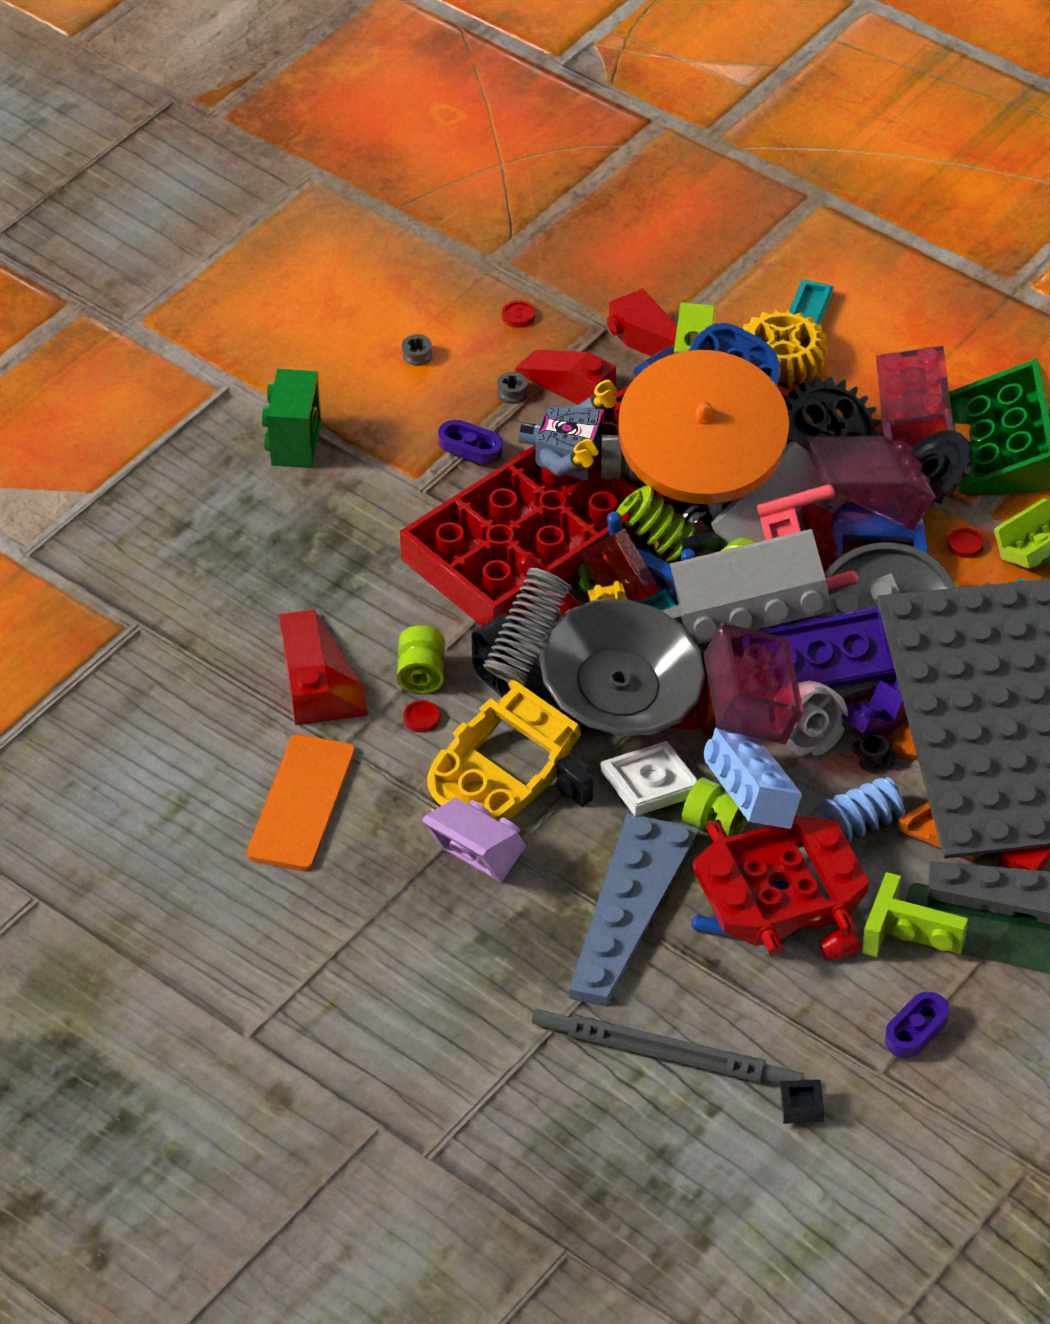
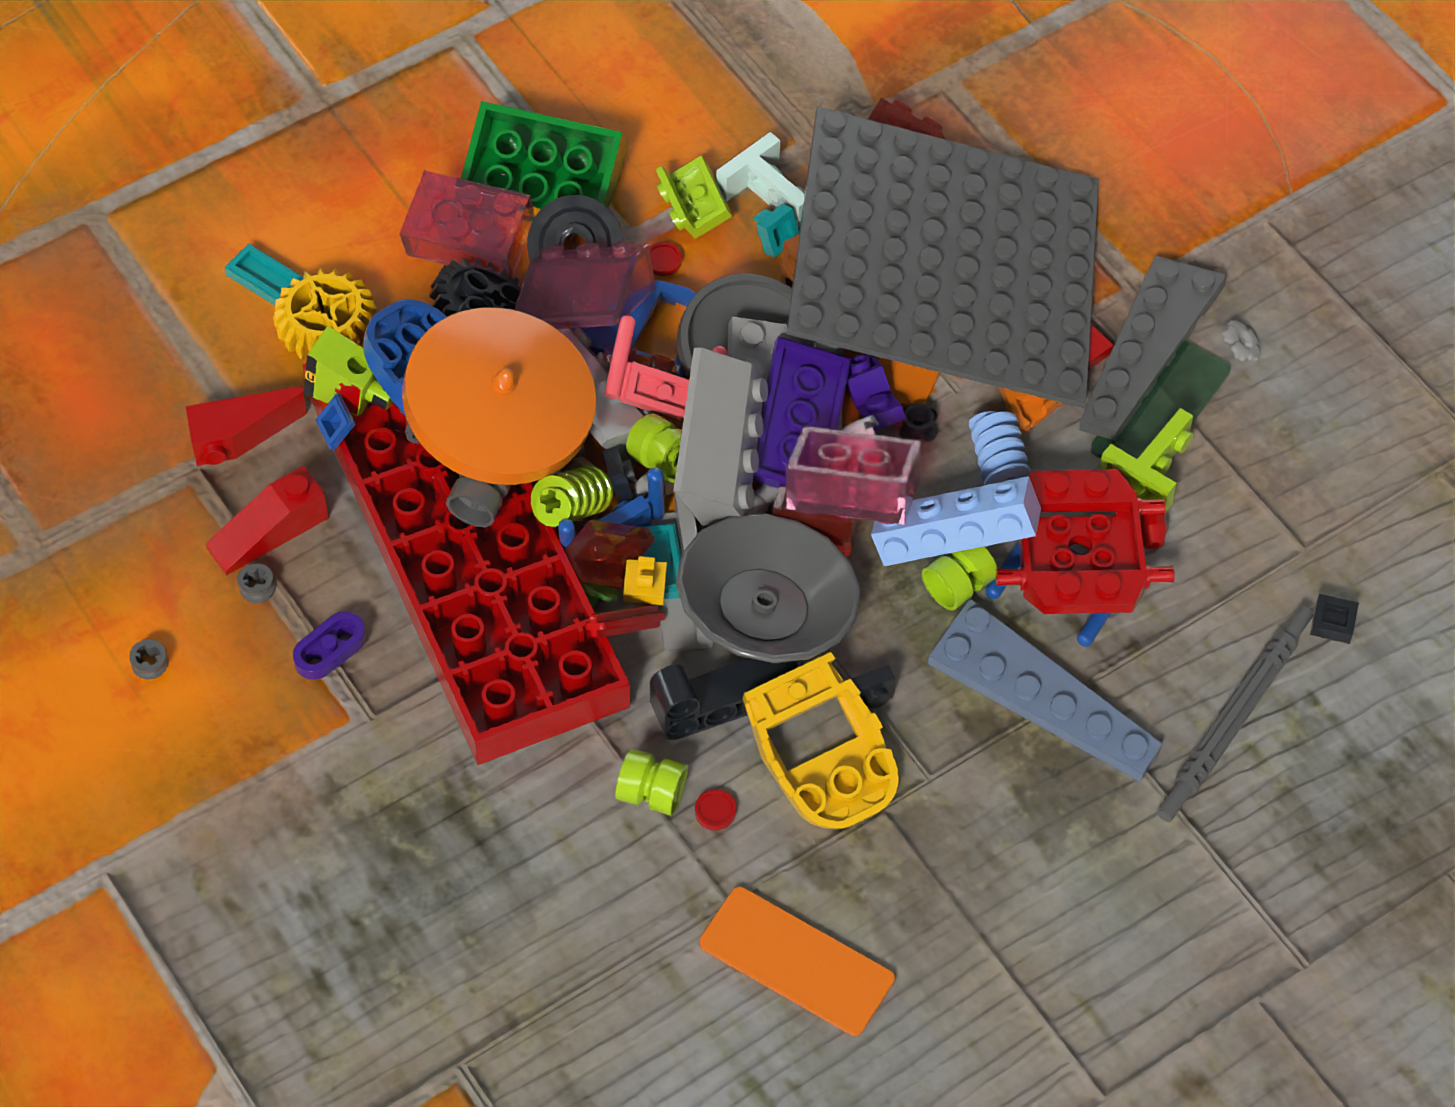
camera: 75 degrees left, 10 degrees up
(292, 418) = (229, 806): green brick -> none
(318, 673) = (617, 894): red wedge -> none
(476, 837) = (934, 794): lavender slope -> none
(518, 313) = (135, 544): red piece -> none
(539, 578) = (725, 699): light grey piece -> none
(571, 435) = (425, 533): torso -> none
(649, 778) = (891, 622): white tile -> none
(914, 1027) = (1270, 500): dark purple plate -> none

